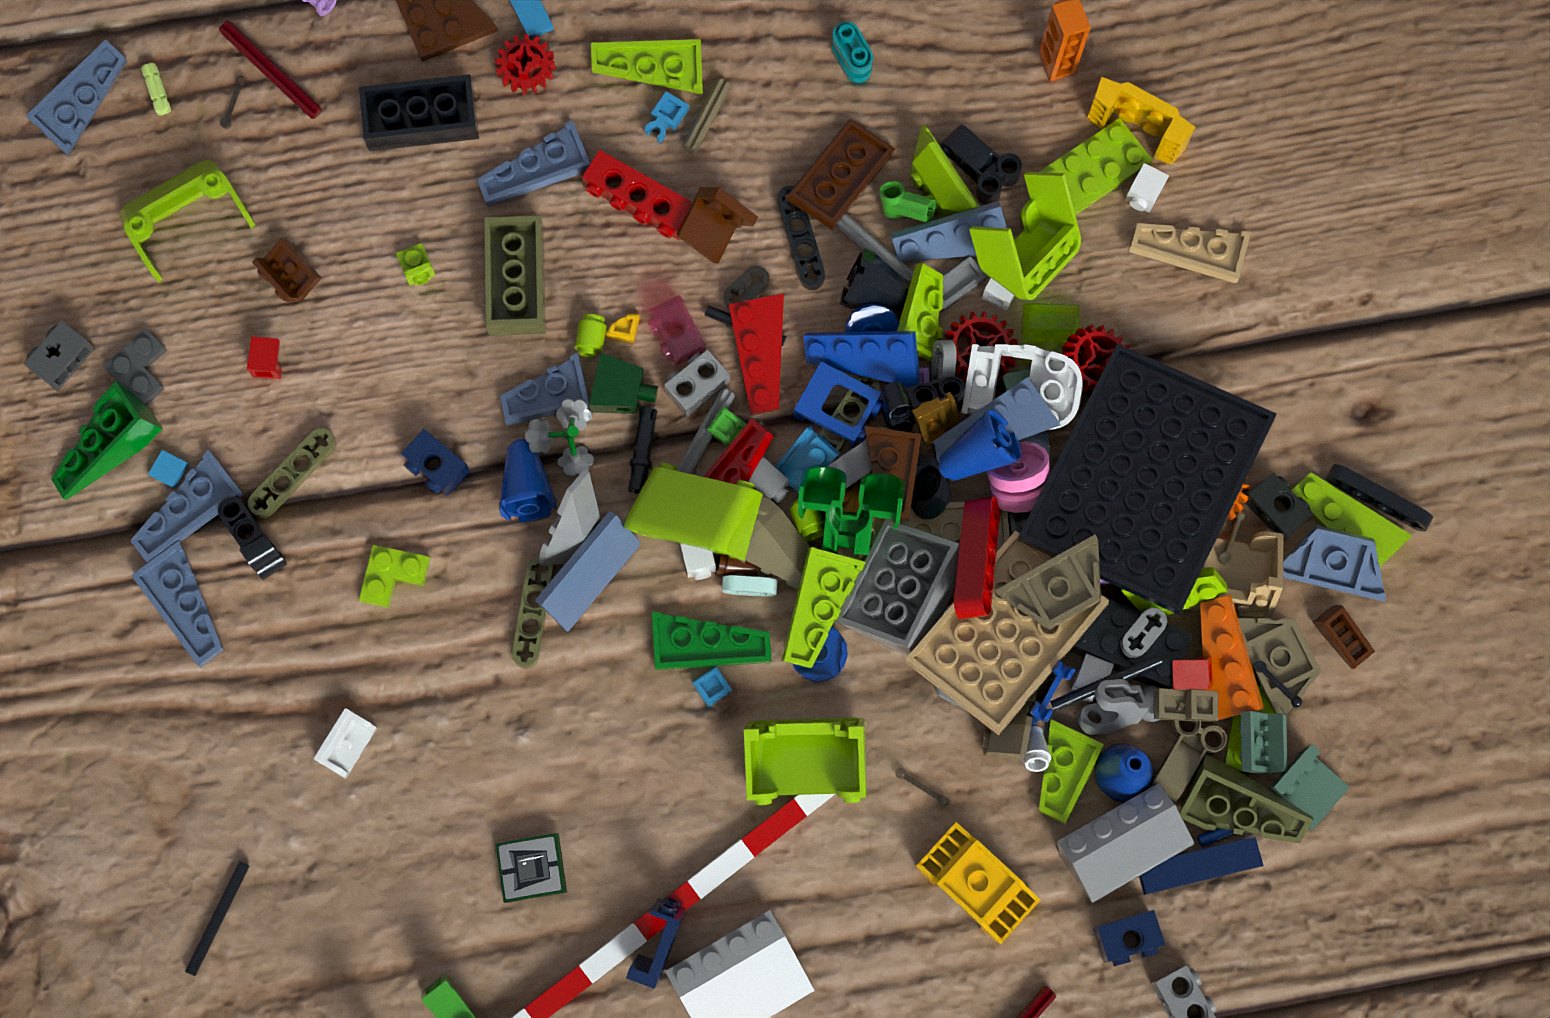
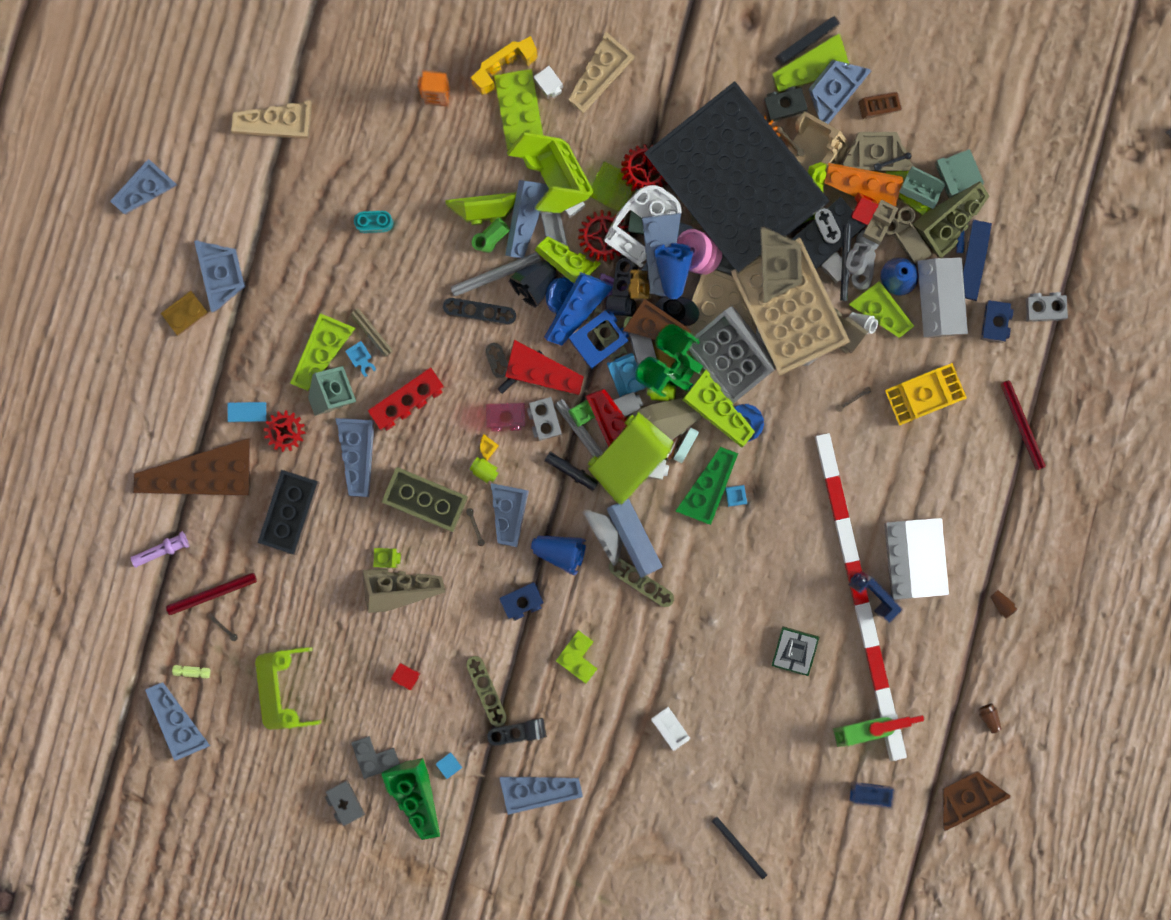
camera: 60 degrees left, 10 degrees up
(186, 508) = (480, 763): sand blue wing -> none
(287, 271) = (355, 639): reddish brown bracket -> none
(375, 290) = (393, 590): none -> dark tan wedge
(526, 345) = (470, 512): none -> clear smoke hinge
(574, 418) = (557, 514): light grey plant -> none
(605, 96) = (330, 391): none -> sand green slope
(619, 387) = (525, 467): dark green torso -> none
(713, 221) = (447, 362): reddish brown bracket -> none
(805, 758) = (806, 459): lime windscreen -> none
(840, 174) = (451, 267): reddish brown tile -> none
(943, 359) = (603, 263): light grey beam -> none
(977, 558) = (738, 303): red beam -> none
(981, 163) = (482, 177): black piece -> none
(1039, 710) = (836, 300): blue flag -> none

